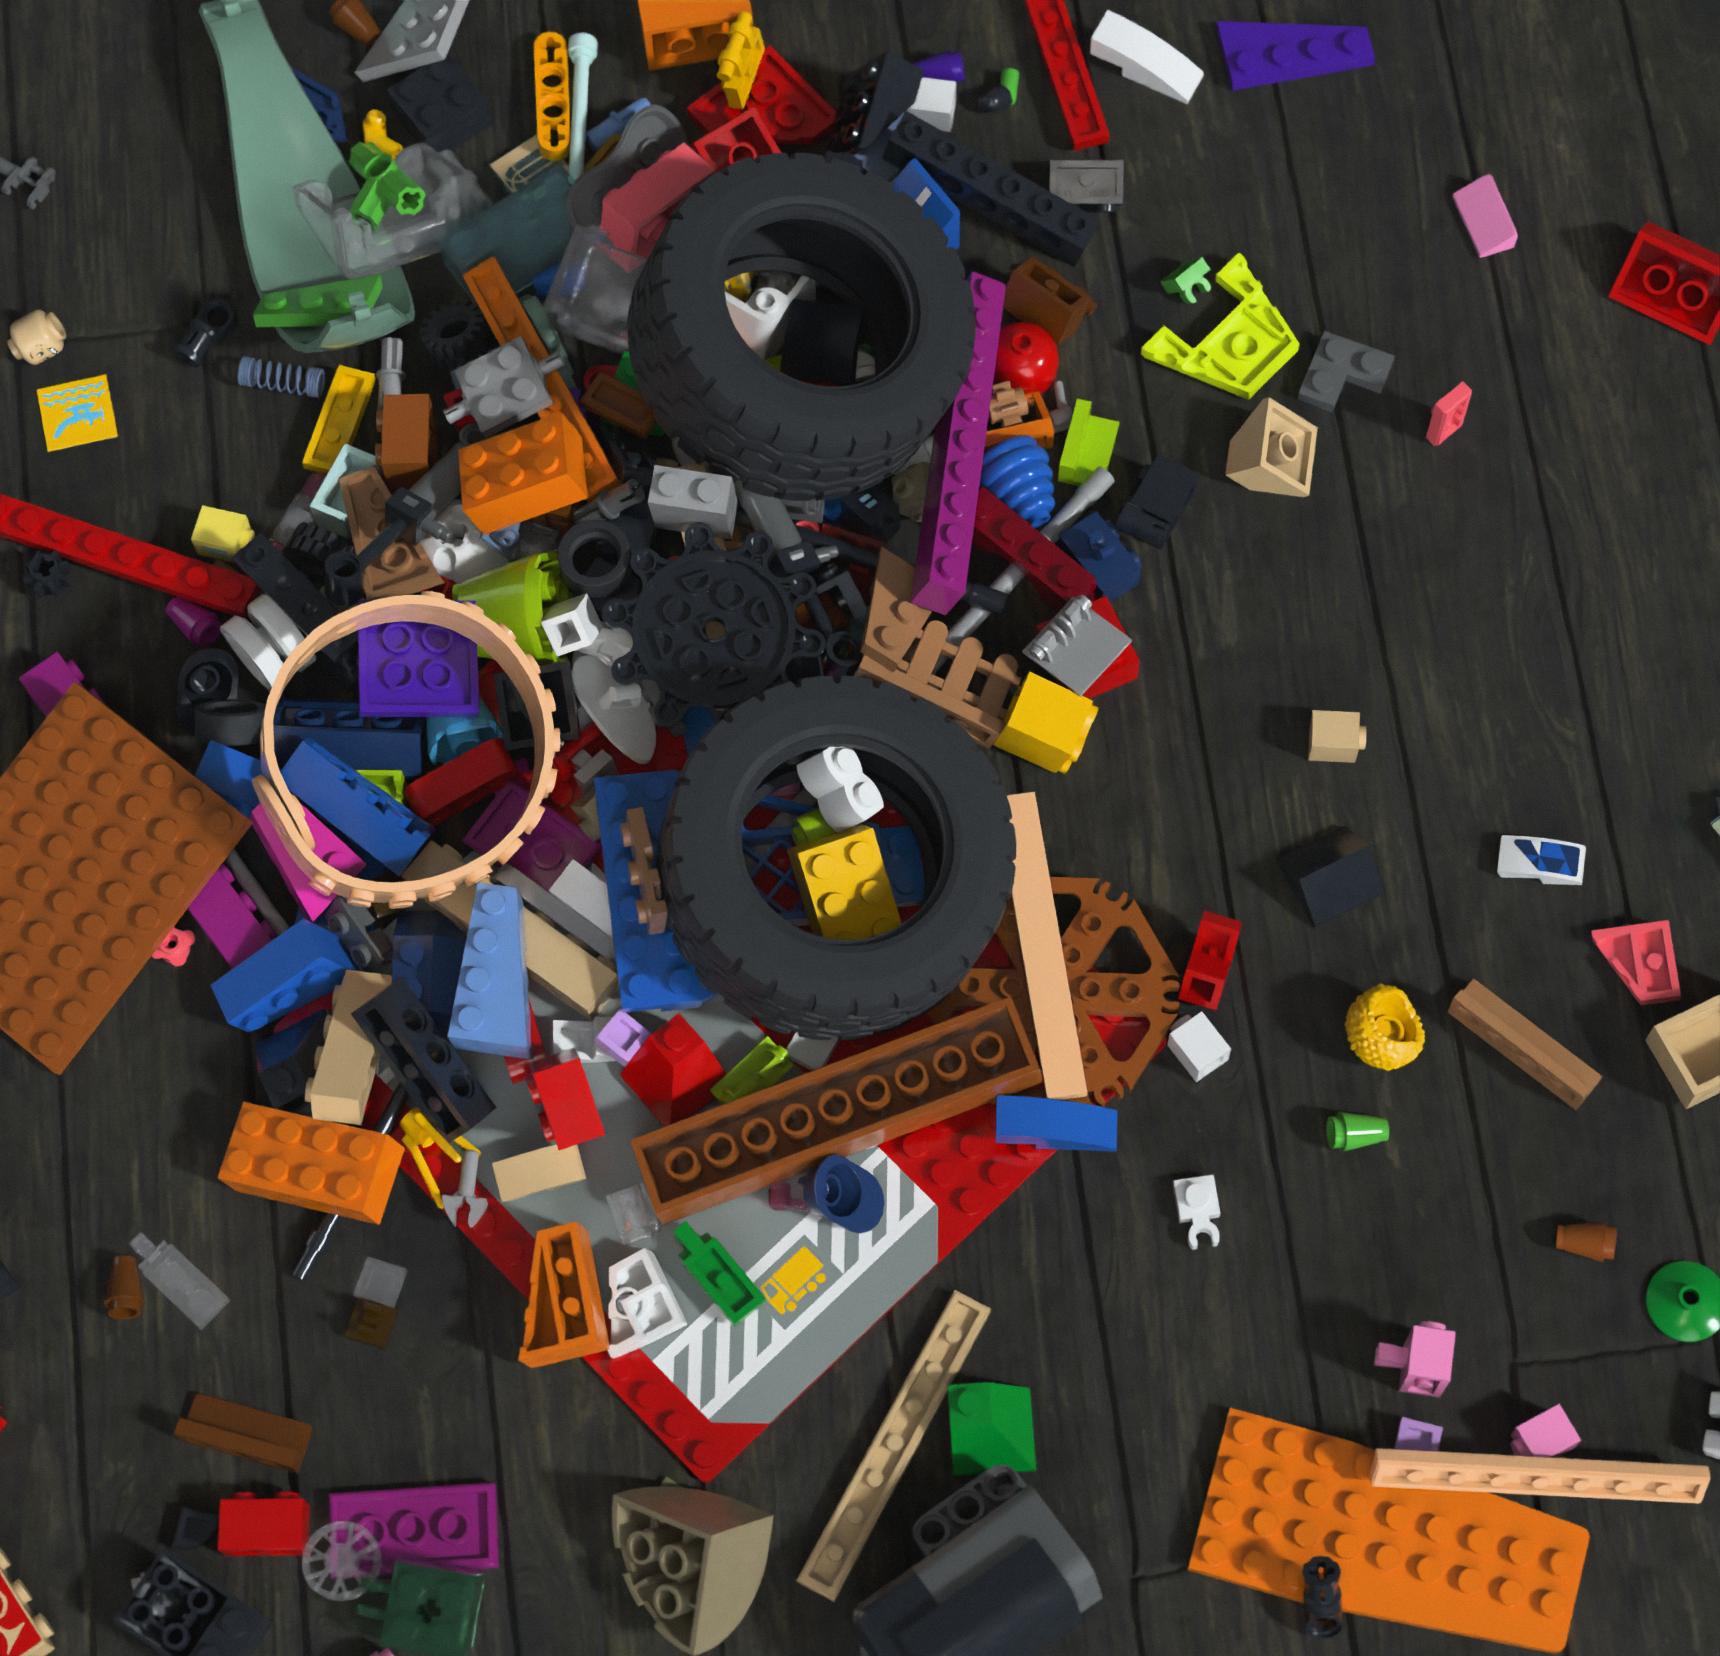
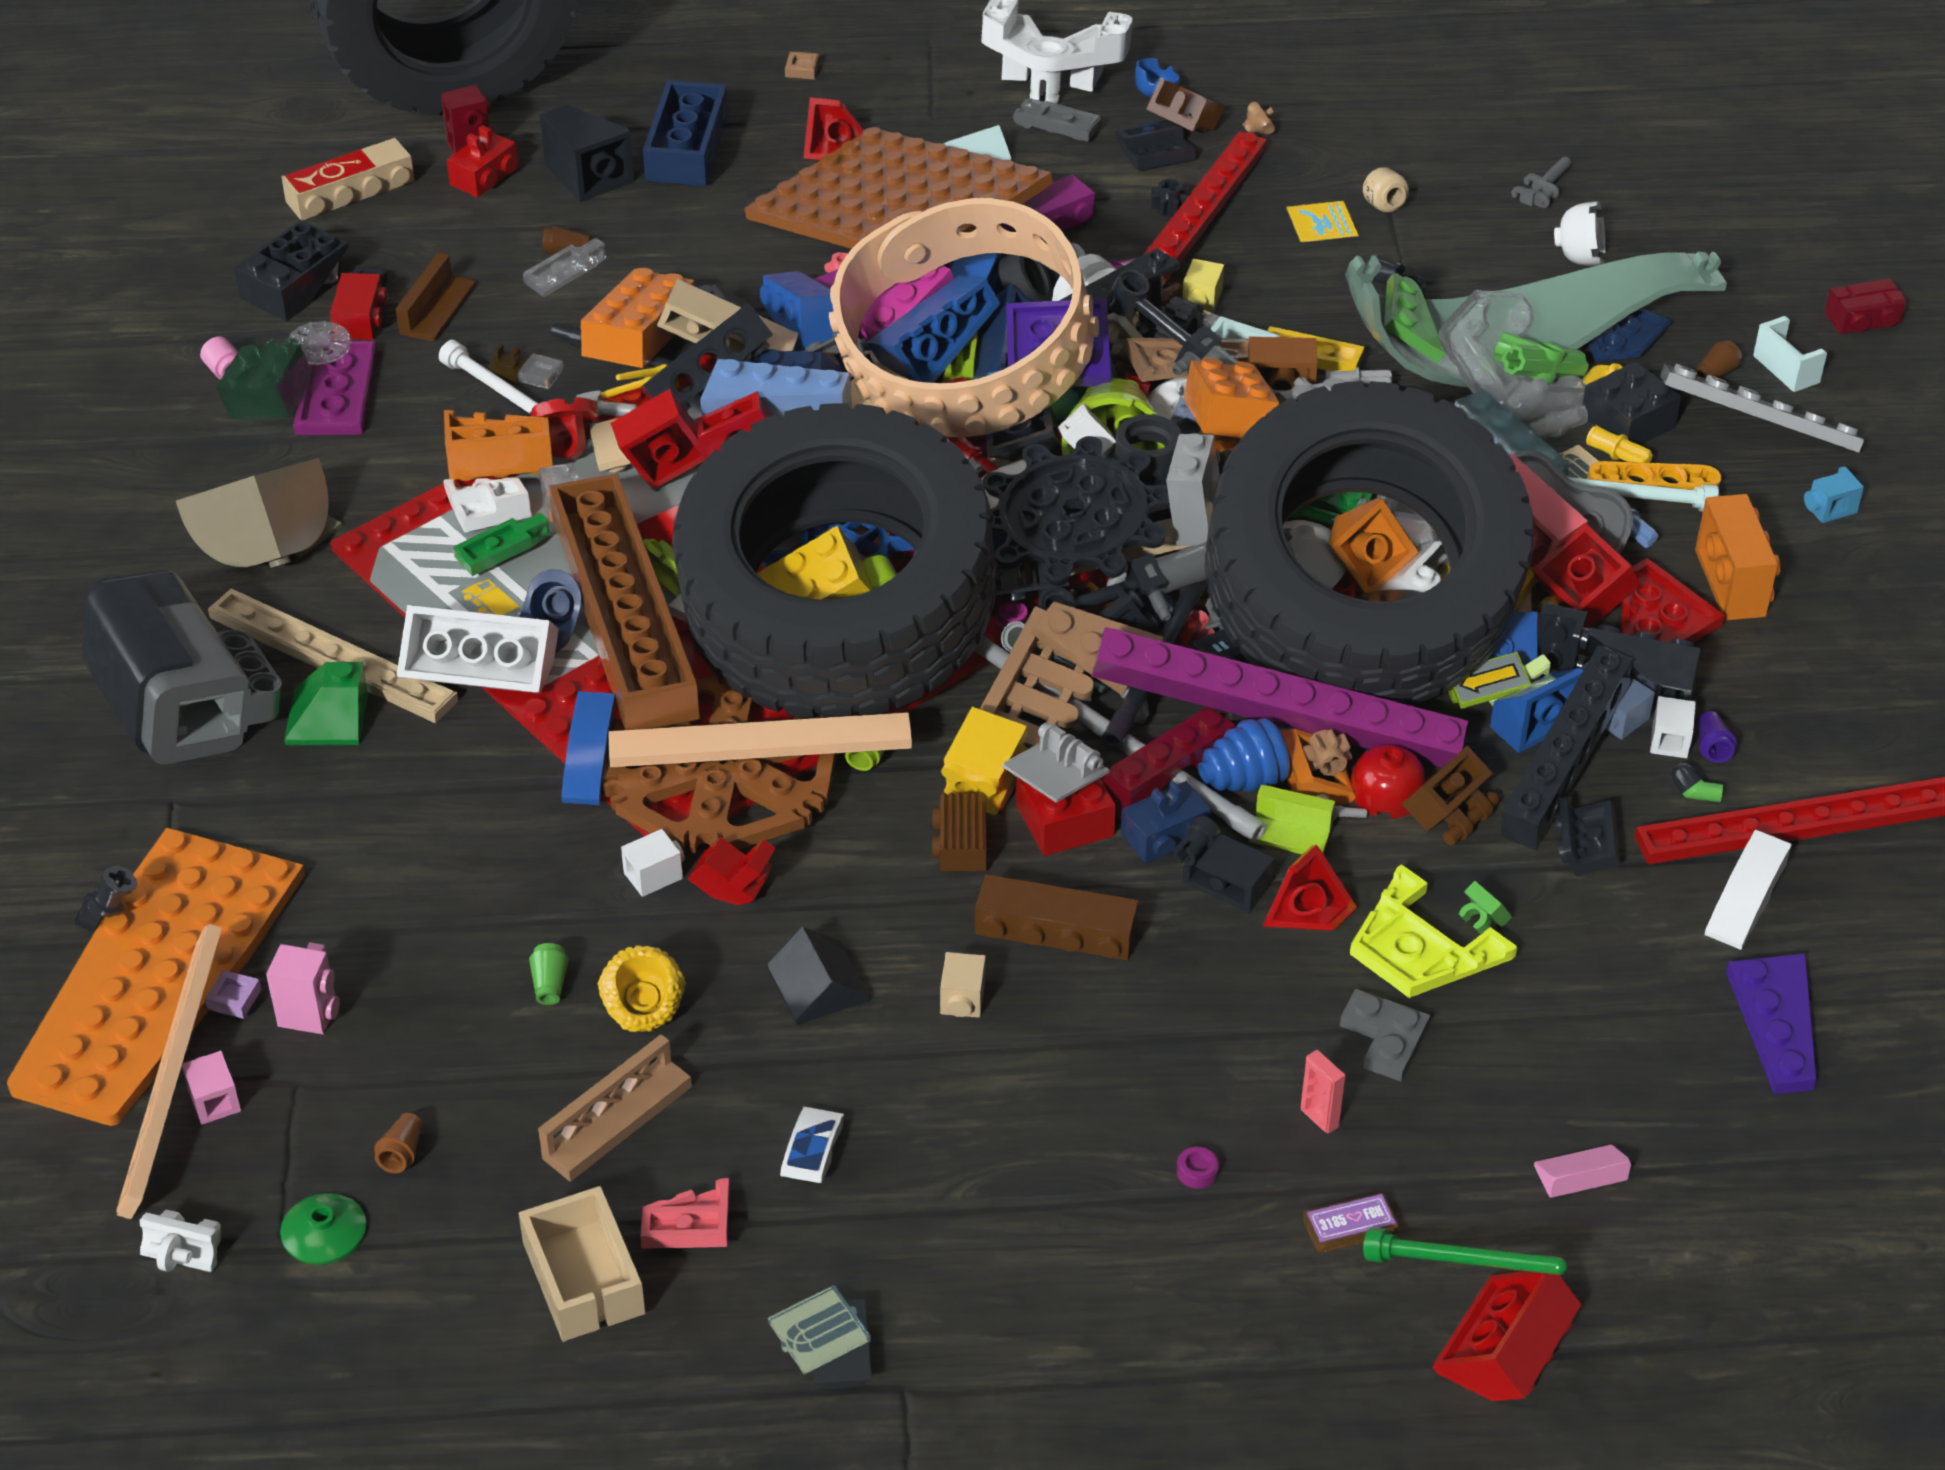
camera: 90 degrees right, 25 degrees down
(136, 133) = (1582, 234): none -> white cylinder
(249, 369) = (1351, 328): sand blue piece -> none
(361, 1385) = (456, 357): none -> white piece
(500, 124) = (1617, 446): none -> yellow axle
(510, 1221) = (566, 420): none -> red tile
(554, 1011) = (720, 424): none -> red brick
(740, 60) = (1688, 582): yellow plate -> none
(840, 786) = (893, 559): white brick -> none
(905, 1268) = (477, 649): none -> white slope
(1130, 749) = (962, 832): none -> reddish brown brick
(1186, 430) = (1310, 896): none -> red slope
(1197, 1204) = (501, 861): white plate -> none
(1237, 656) = (1056, 917): none -> reddish brown brick
(1273, 451) = (1285, 962): tan slope -> none
(1520, 529) = (1197, 1167): none -> magenta tile
(1568, 404) = (1348, 1221): none -> tile
(1598, 374) = (1383, 1246): none -> green piece

